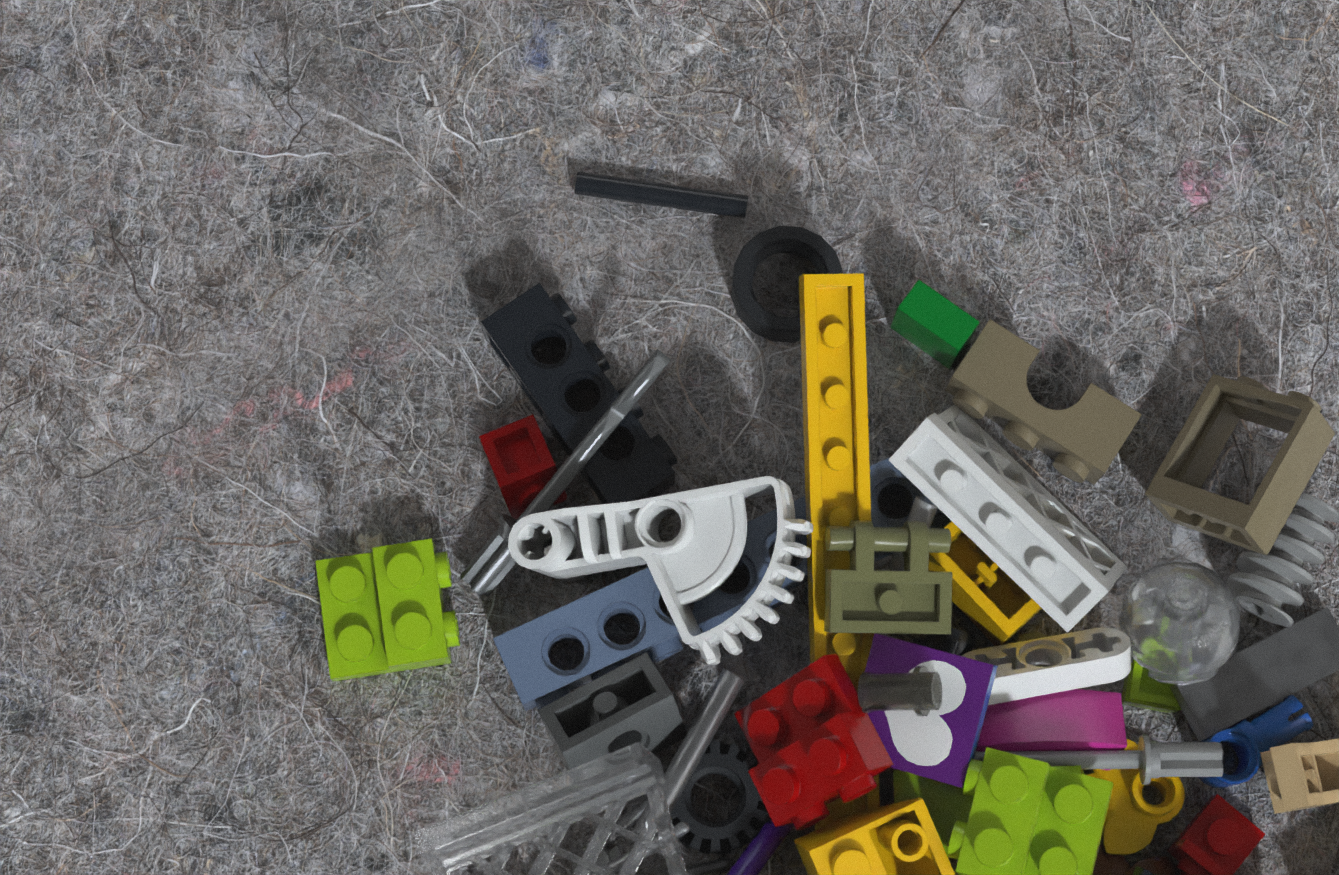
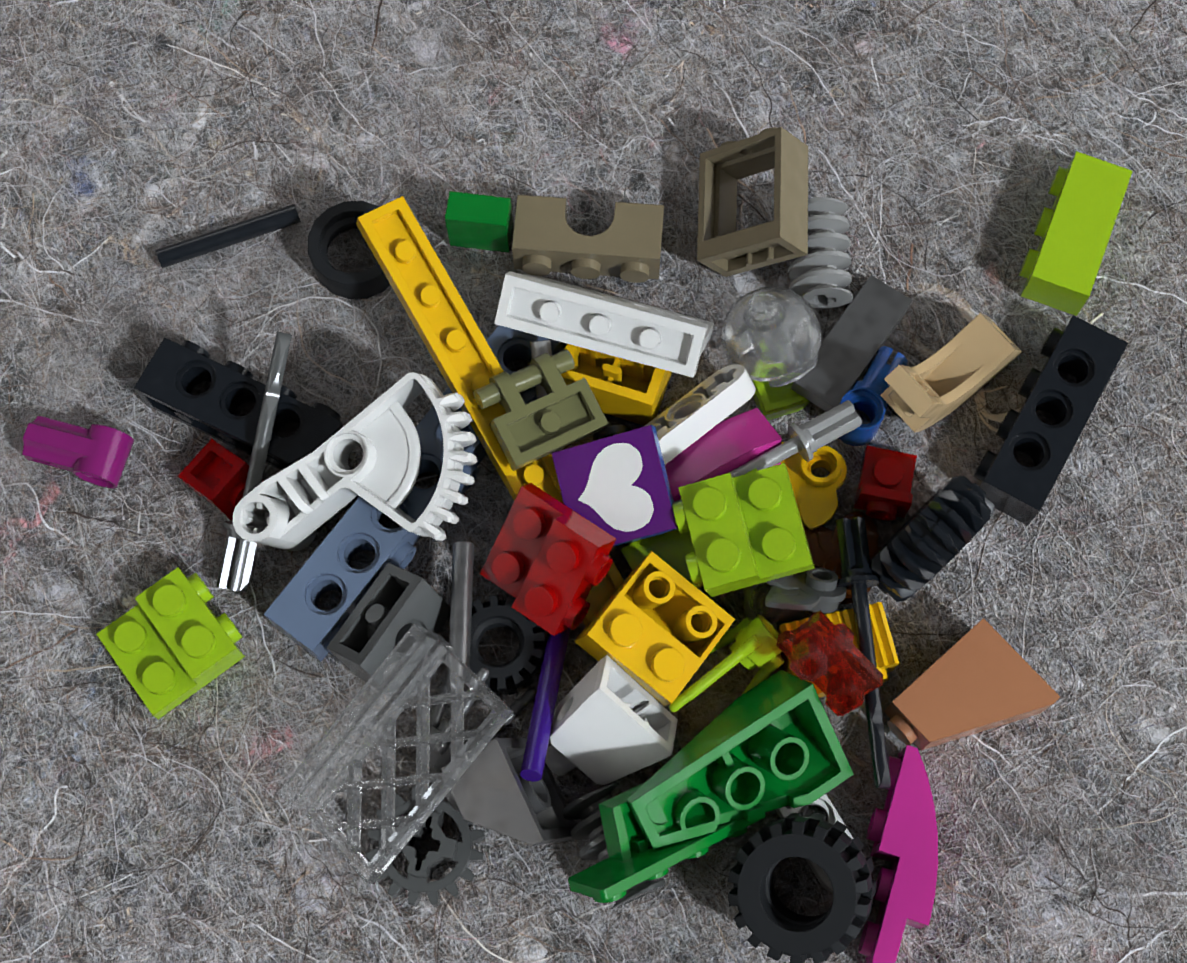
camera: 25 degrees left, 5 degrees down
(403, 364) = (91, 454): none -> magenta piece
(900, 691) = (592, 481): clear smoke pin -> none

